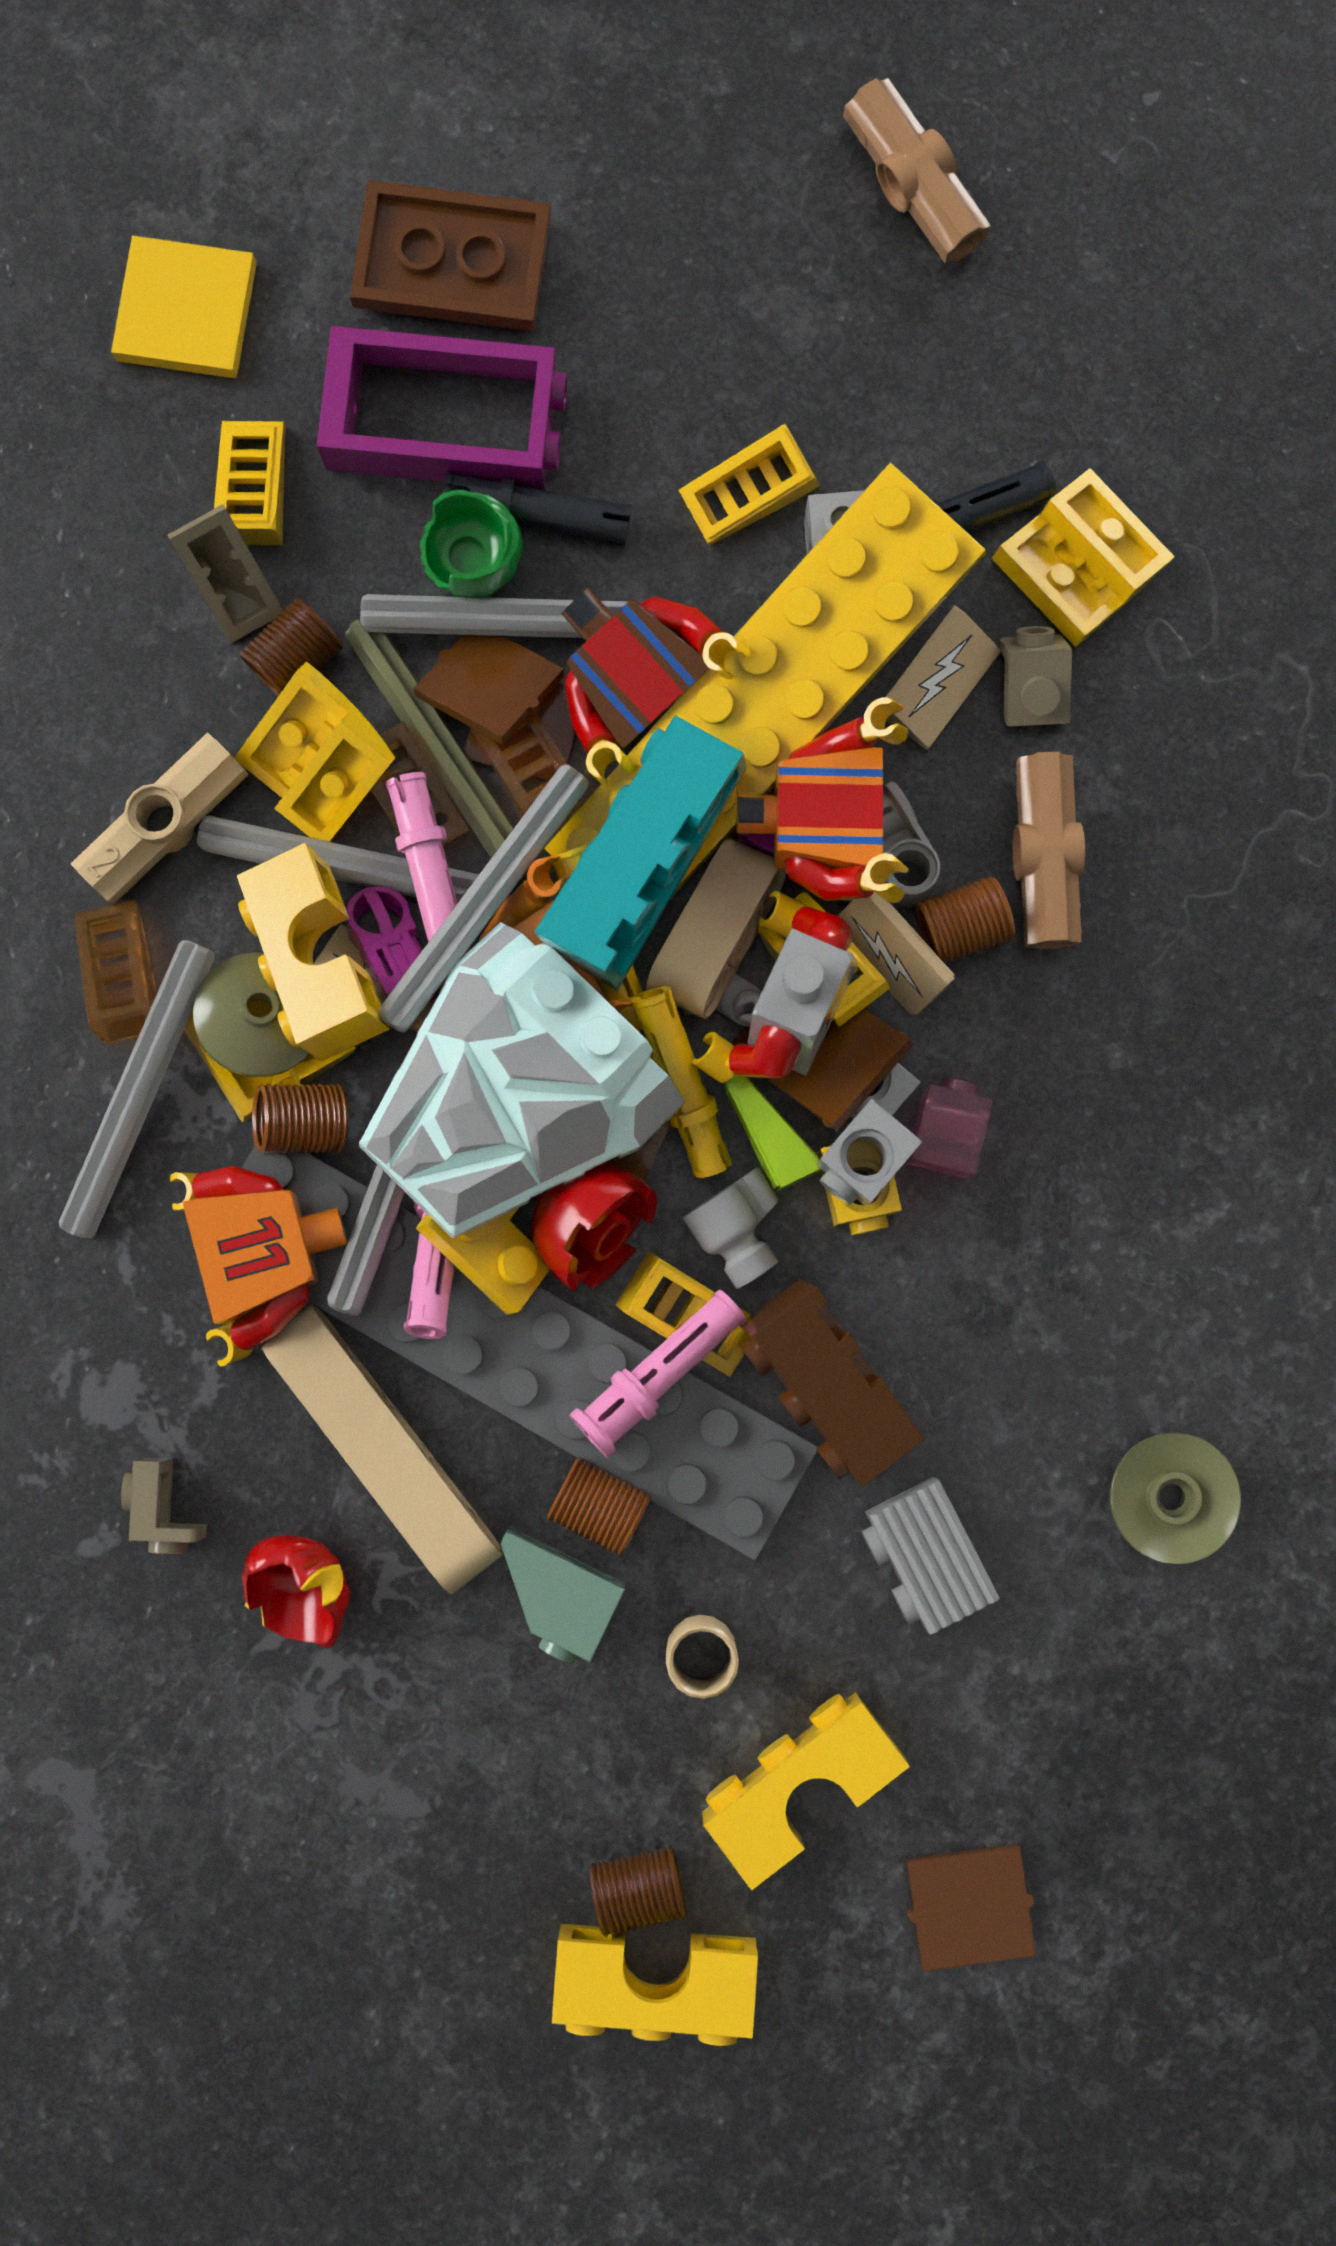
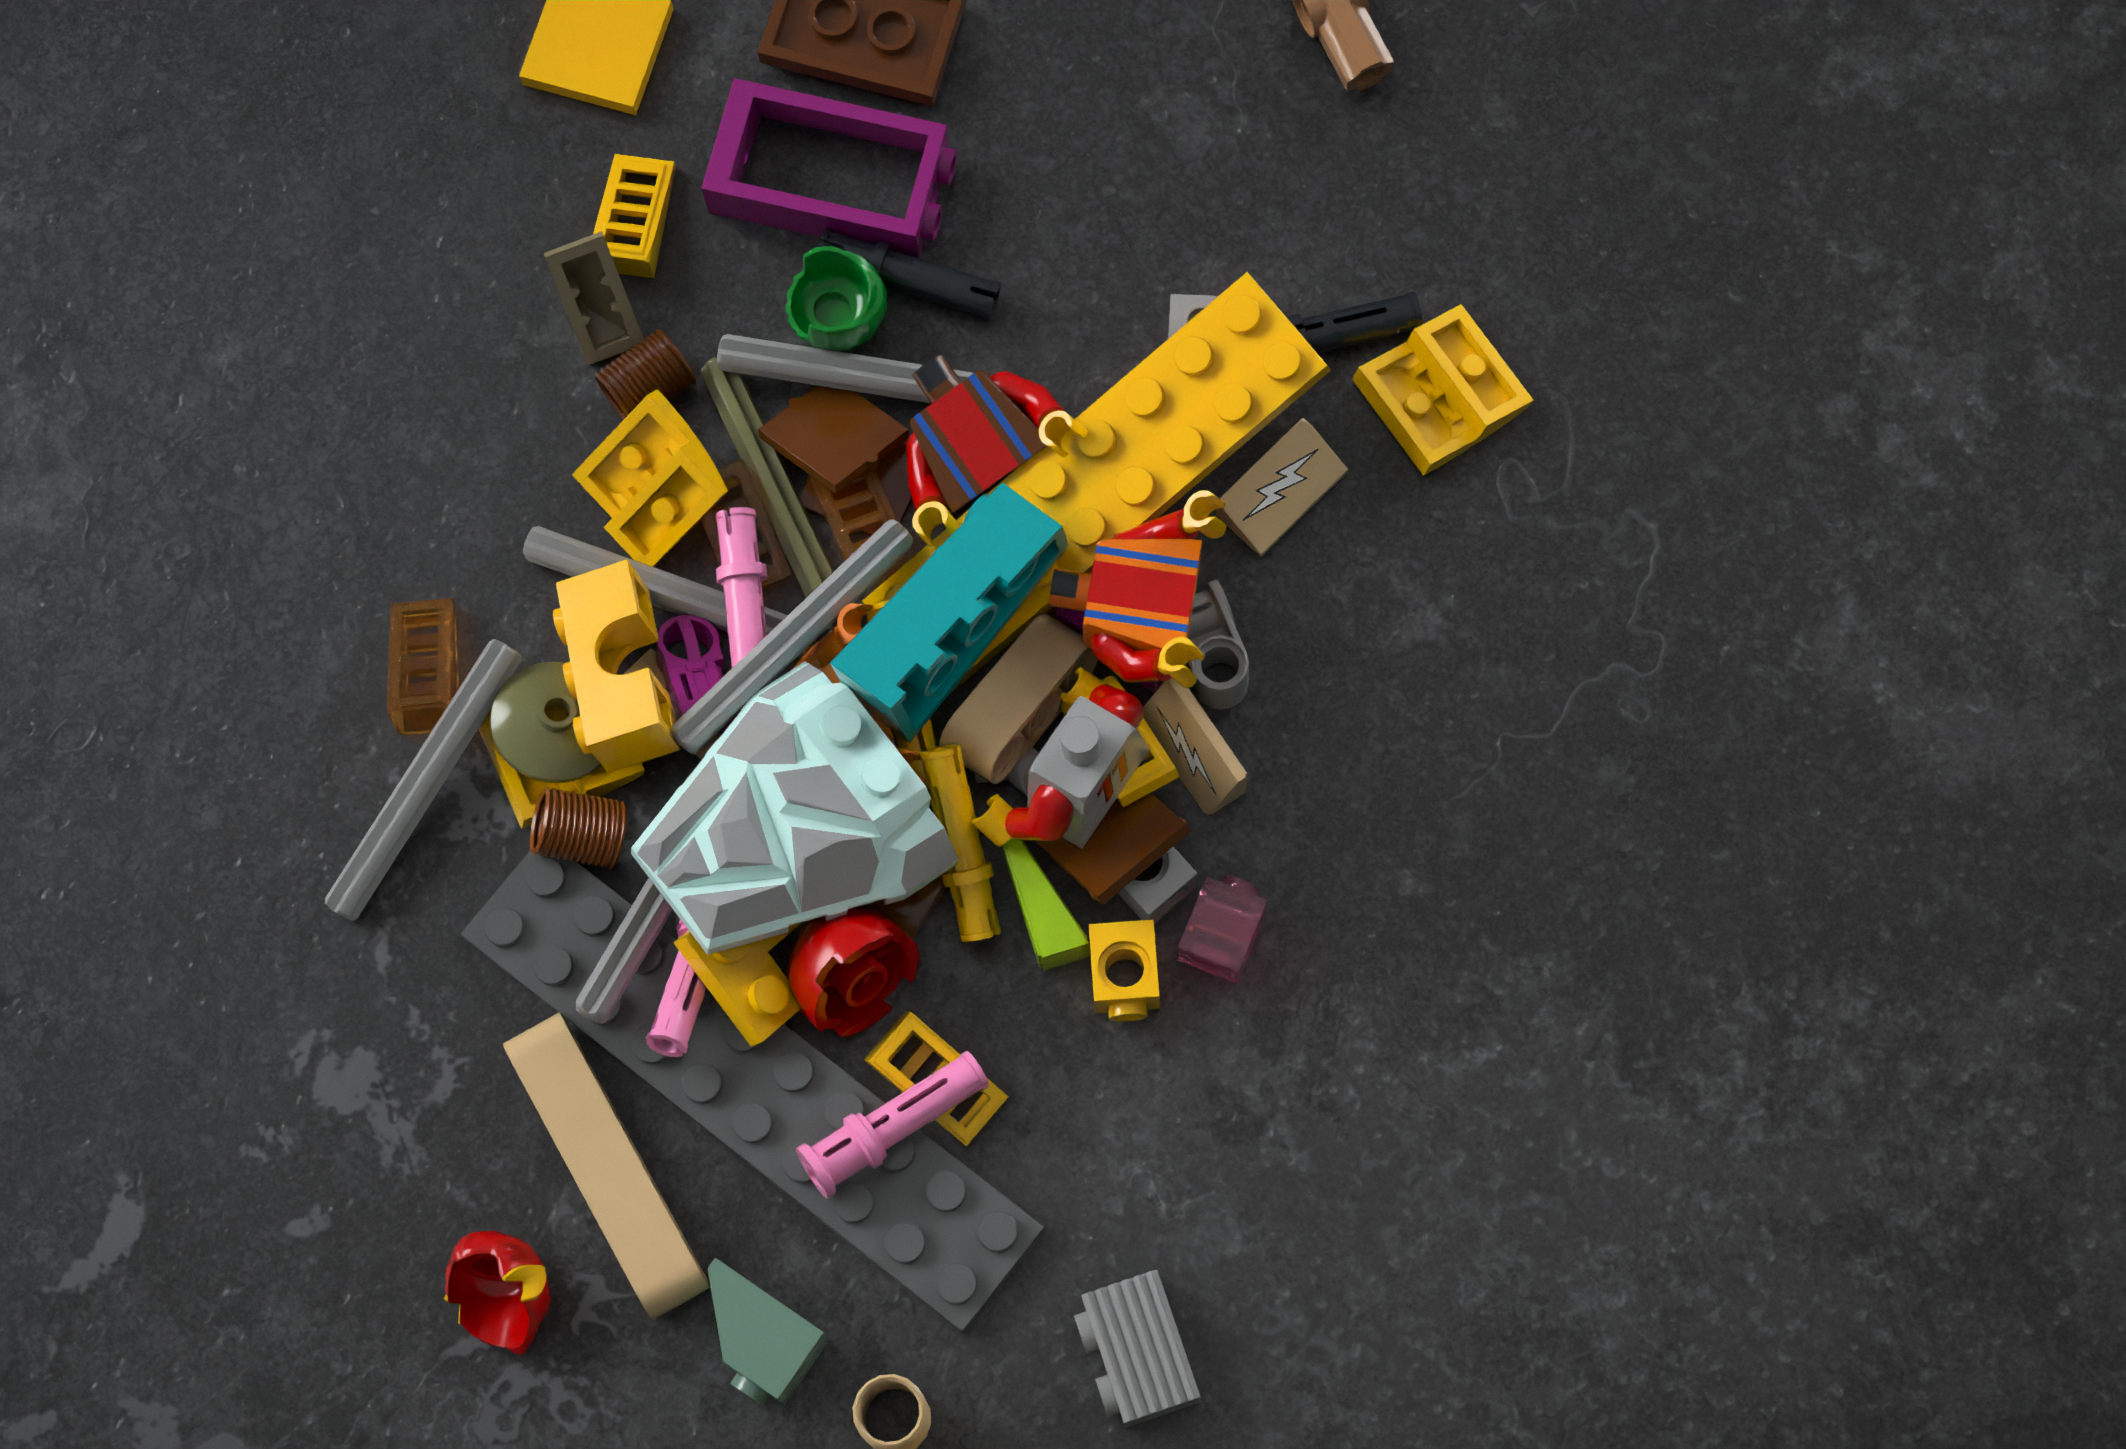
camera: 15 degrees right, 10 degrees down
(129, 849) = (457, 547): tan piece -> none
(148, 1498) = (366, 1180): dark tan bracket -> none
(253, 1252) = (511, 950): orange torso -> none
(599, 1506) = (812, 1252): dark orange piece -> none
(728, 1223) = (985, 992): light grey piece -> none
(757, 454) = (1136, 250): yellow slope -> none
(828, 1383) = (1060, 1158): reddish brown wedge -> none
(887, 1135) = (1134, 904): light grey brick -> none
(966, 919) = (1269, 724): dark orange piece -> none
(1036, 677) = (1377, 499): dark tan bracket -> none
(1048, 850) = (1363, 669): medium nougat piece -> none
(1206, 1506) = (1402, 1292): olive dish -> none

